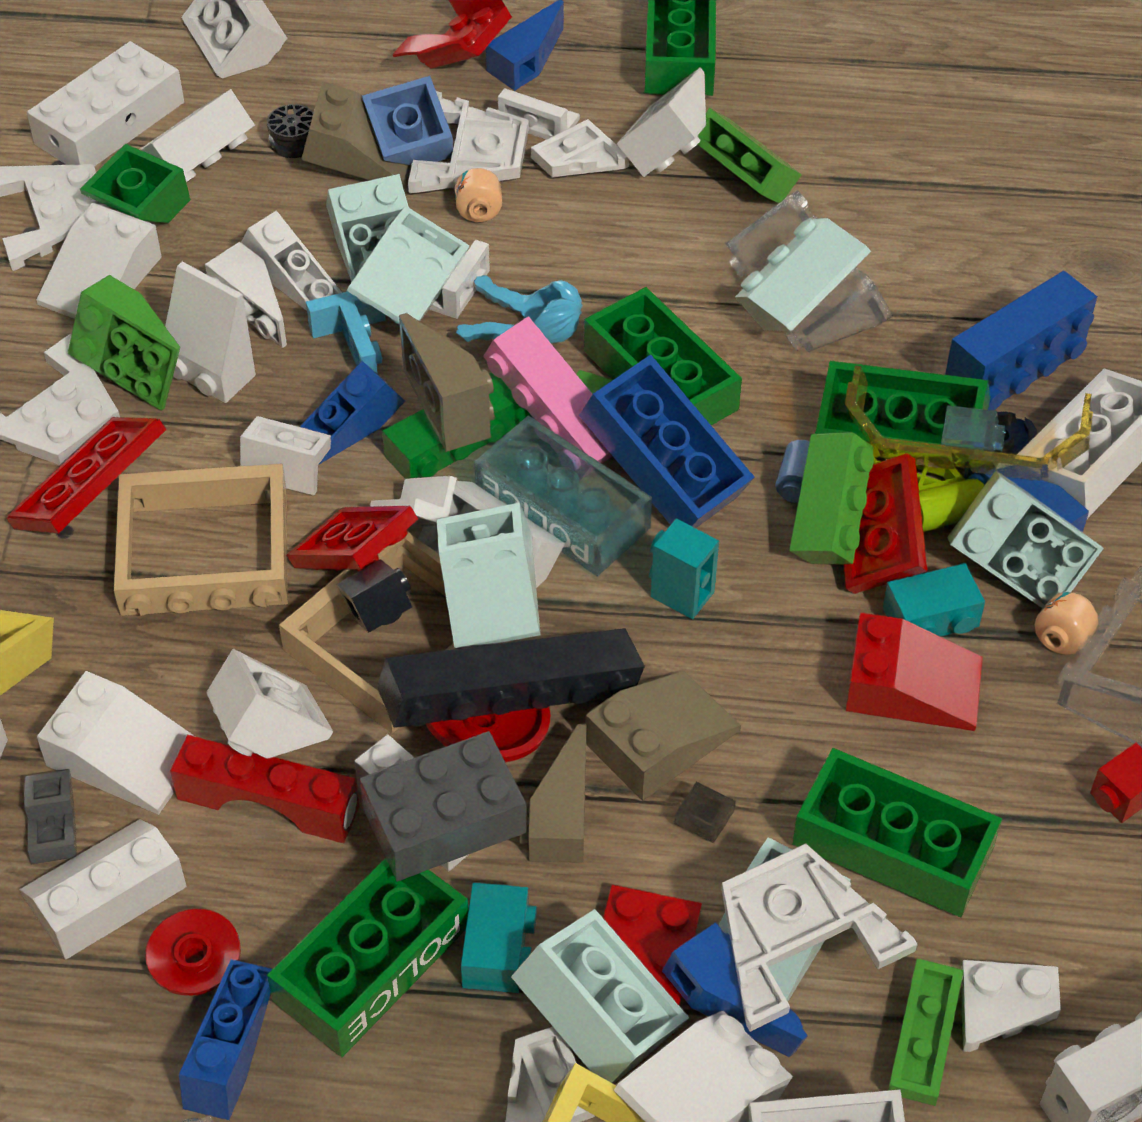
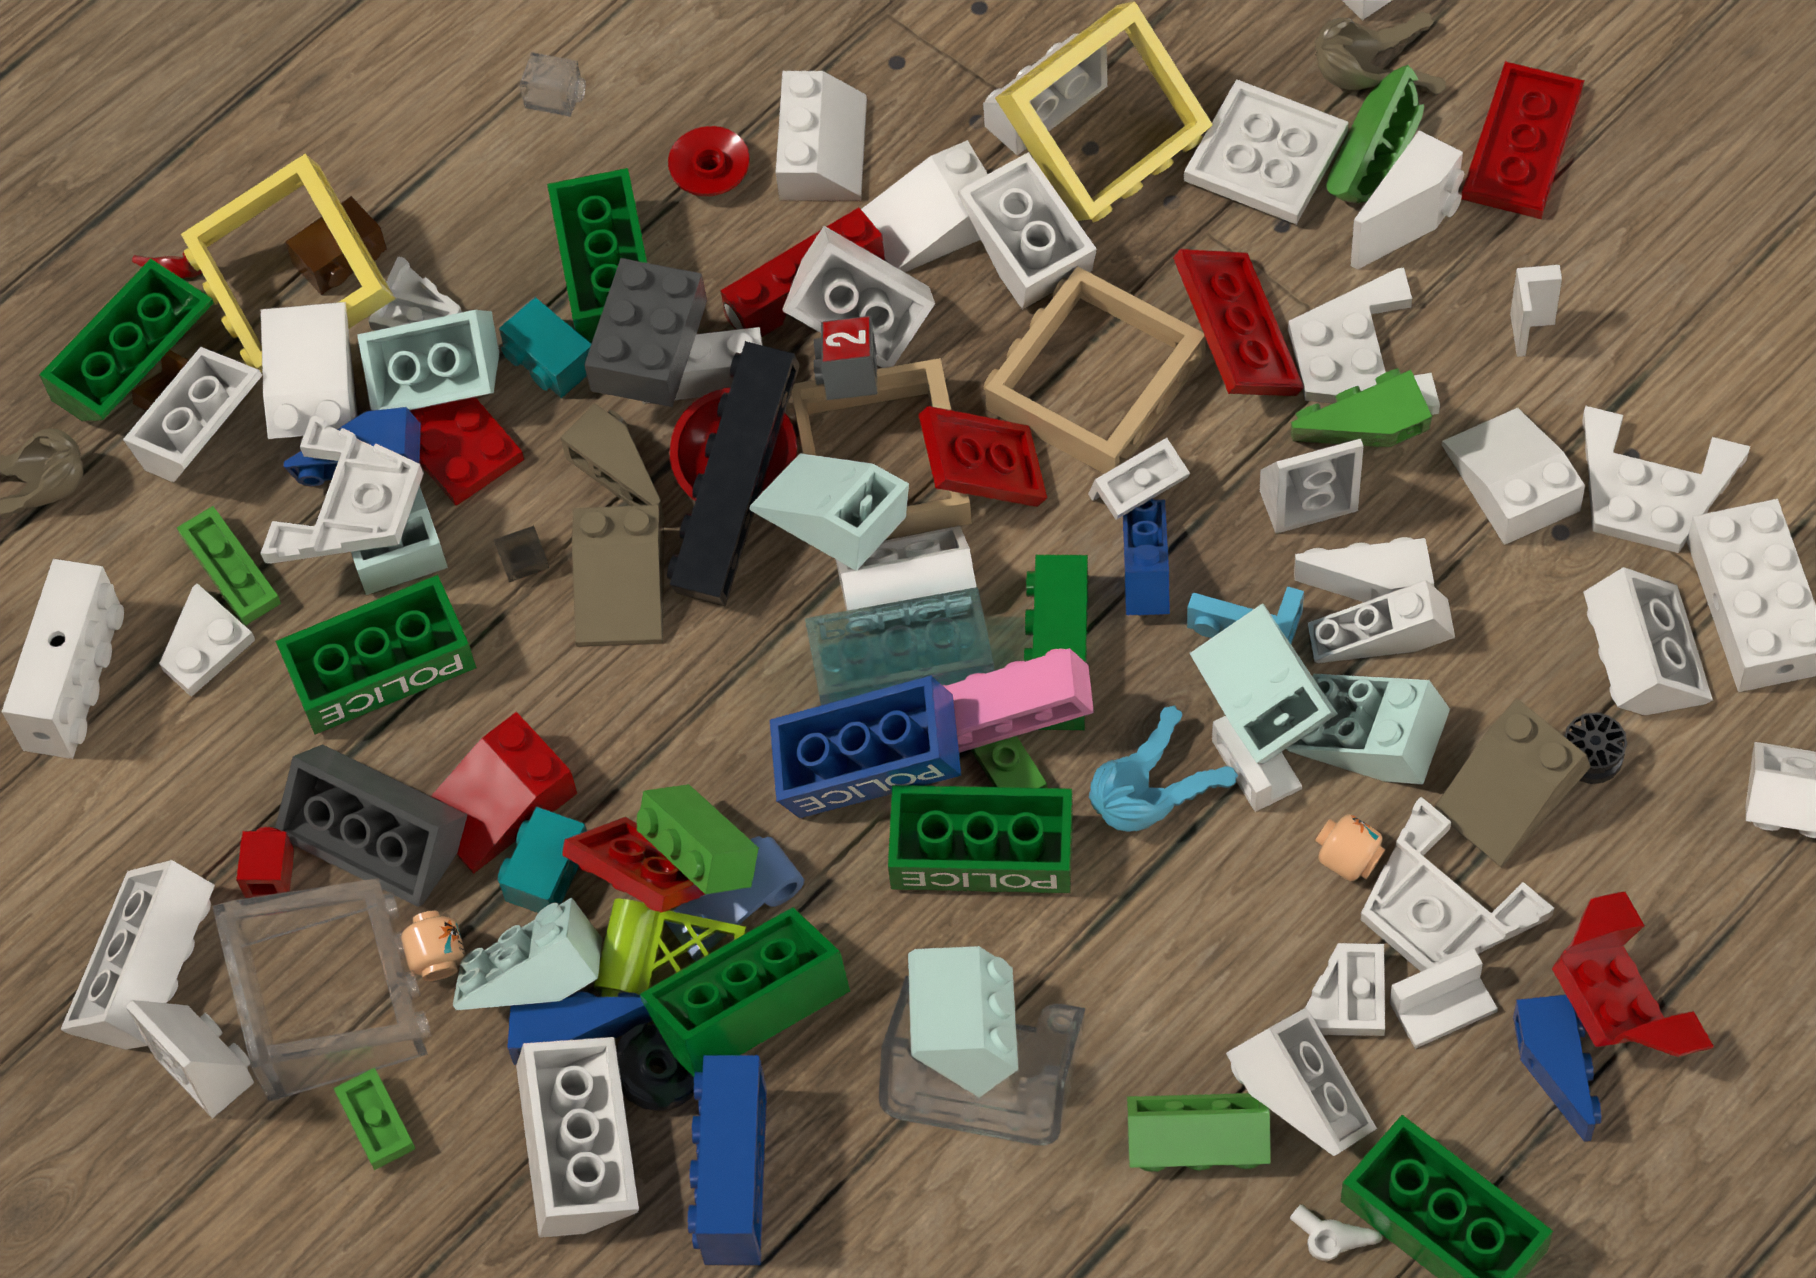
camera: 135 degrees right, 10 degrees up
(50, 816) = (907, 140): dark grey slope -> none
(106, 633) = (1026, 229): none -> white slope
(139, 185) = (1585, 540): green slope -> none
(226, 1042) = (618, 138): blue slope -> none
(338, 665) = (846, 358): none -> dark grey brick
(376, 595) = (890, 417): black brick -> none
(409, 122) = (1491, 833): medium blue slope -> none
(427, 496) = (977, 521): white panel -> none
(447, 384) = (1070, 597): dark tan slope -> none
(683, 568) = (738, 680): teal brick -> none
(739, 87) = (1332, 1237): none -> white animal
(972, 429) = (646, 983): clear light blue brick -> none
(978, 460) = (641, 951): clear yellow windscreen -> none
(1025, 734) = (369, 823): none -> dark grey slope

